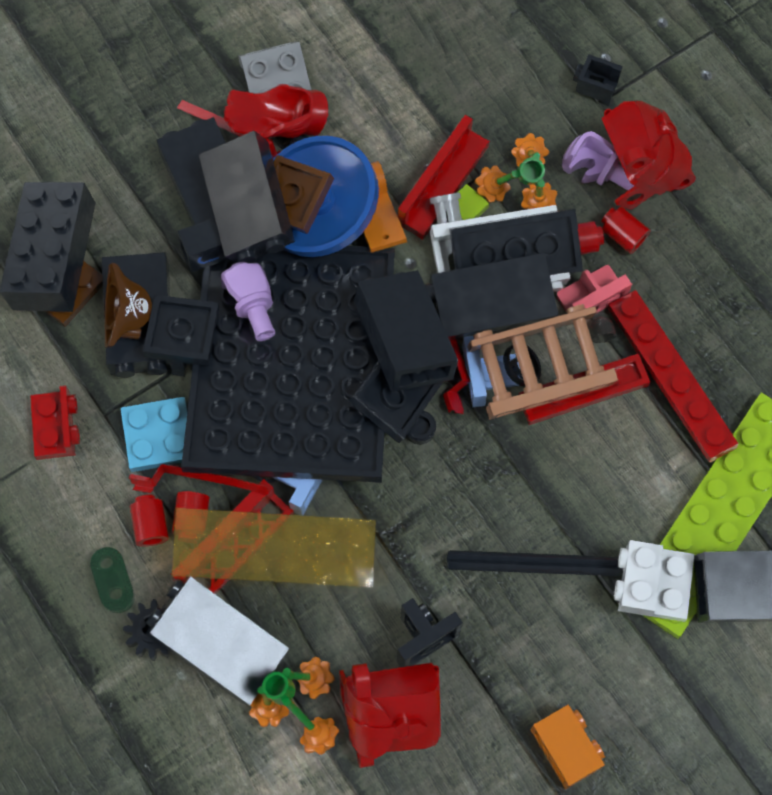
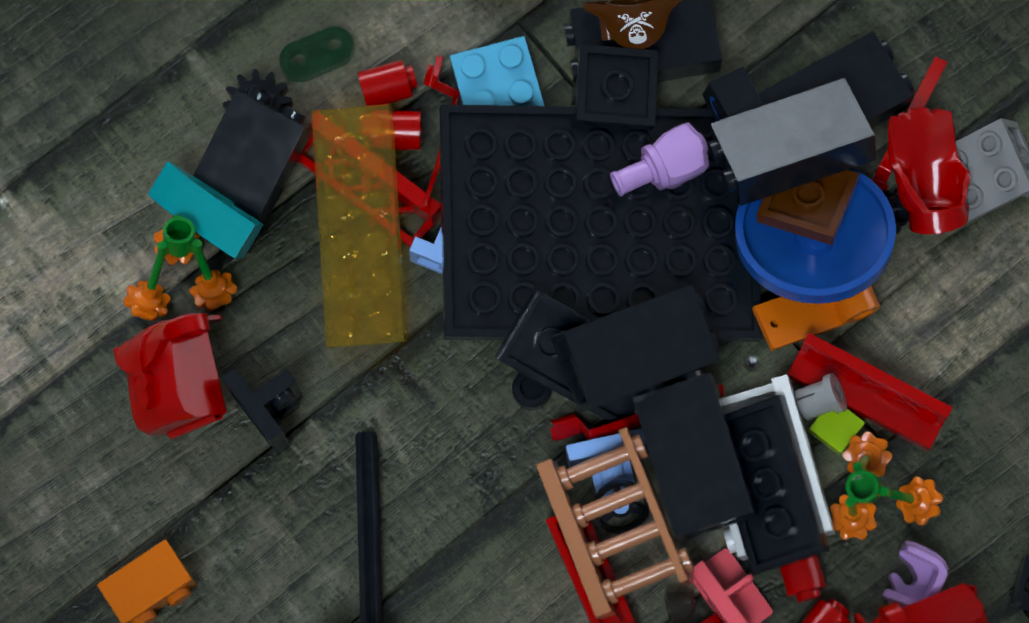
camera: 90 degrees right, 5 degrees up
(247, 673) = (209, 211): none -> teal slope

